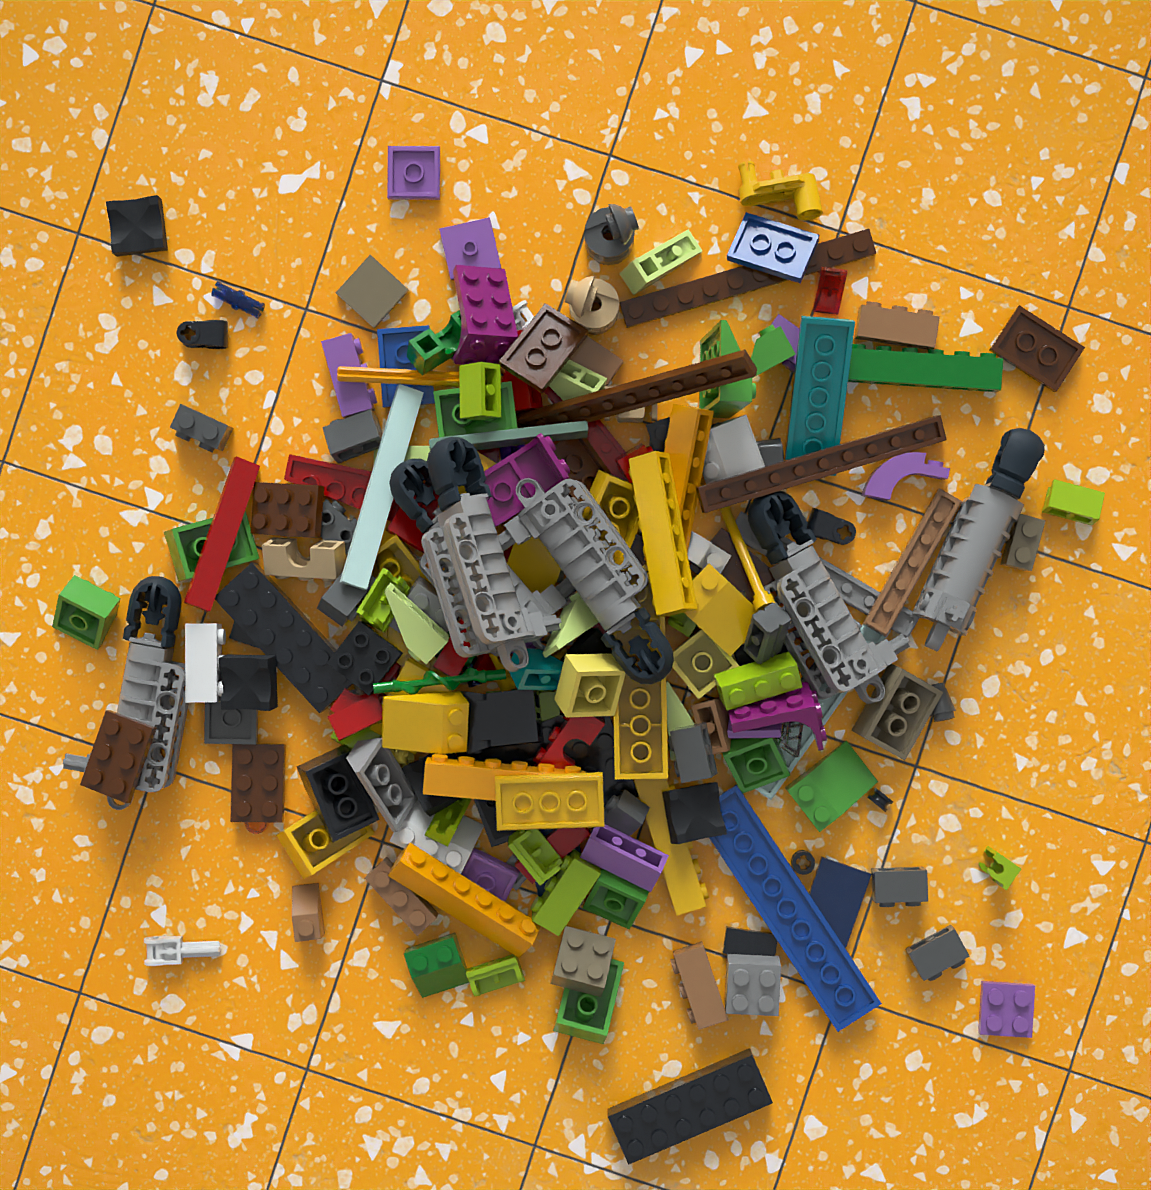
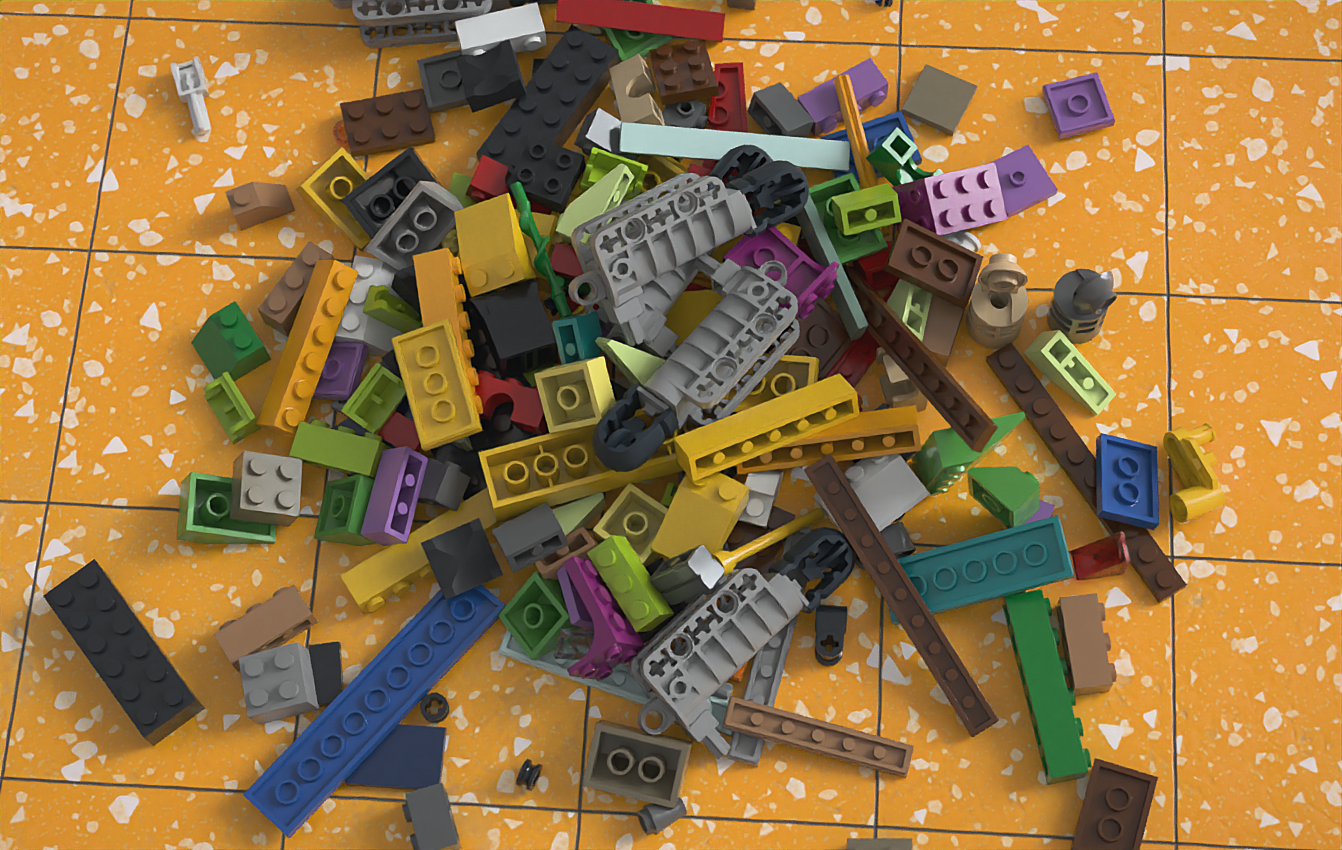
camera: 80 degrees right, 20 degrees down
(356, 717) = (478, 178): red tile -> none
(831, 786) = (530, 714): bright green slope -> none
(884, 477) = (917, 684): medium lavender arch -> none
(977, 539) = (865, 799): light grey piece -> none

